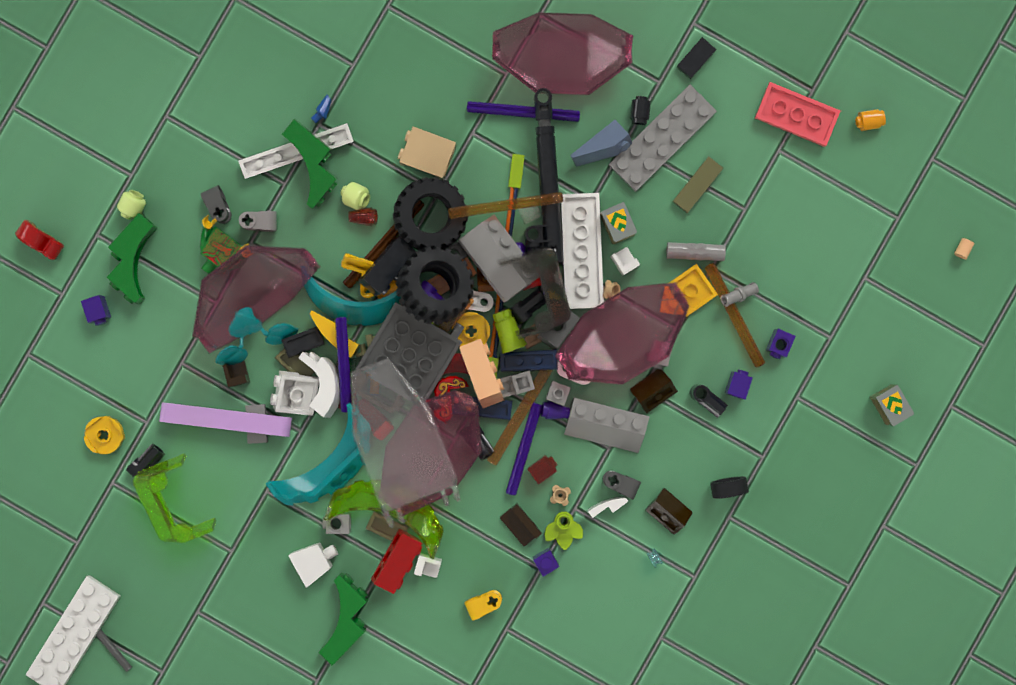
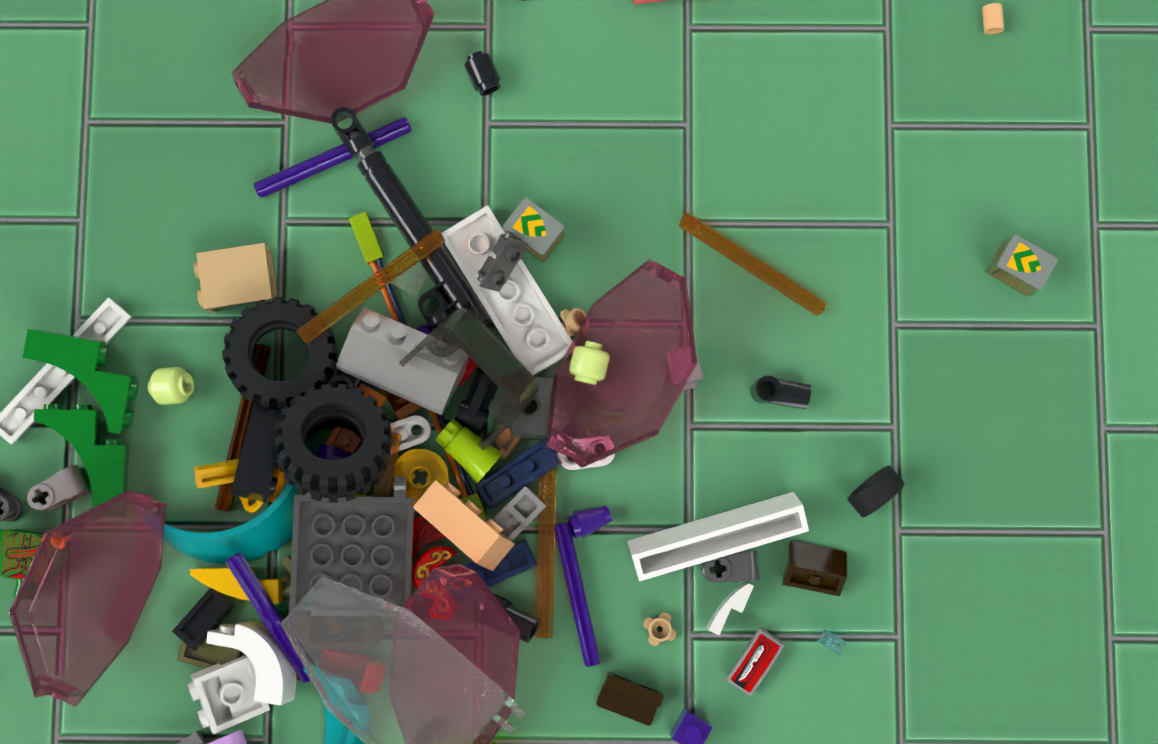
camera: 20 degrees left, 5 degrees down
(236, 374) = (135, 712): dark brown panel -> none
(245, 324) = (104, 636): teal plant -> none
(294, 219) = (104, 463): none -> green arch
(322, 109) = (68, 298): blue bar -> none
(364, 216) = (197, 406): clear red cone -> none
(542, 468) = (616, 606): clear red brick -> none
(558, 393) = (580, 494): light grey brick -> none
(563, 532) = (693, 676): lime plate -> none
(581, 236) = (496, 271): none -> dark grey hinge
(604, 544) = (755, 661): none -> slope
(605, 144) = (459, 142): sand blue slope -> none
(606, 320) = (589, 363): none -> yellowish green head
(606, 425) = (667, 499): light grey slope -> none
(624, 461) = (718, 536): none -> white brick
(625, 261) = (571, 274): white panel -> none
(653, 390) = (703, 420): dark brown panel -> none
(662, 138) = (530, 93): light grey plate -> none
(695, 251) = (655, 211): light grey axle -> none
(695, 288) = (683, 257): yellow tile -> none
(697, 184) = (609, 126): olive tile -> none
(739, 294) = (742, 233): light grey pin -> none
(739, 384) = (809, 350): dark purple brick -> none
(787, 339) = (834, 255): dark purple brick -> none

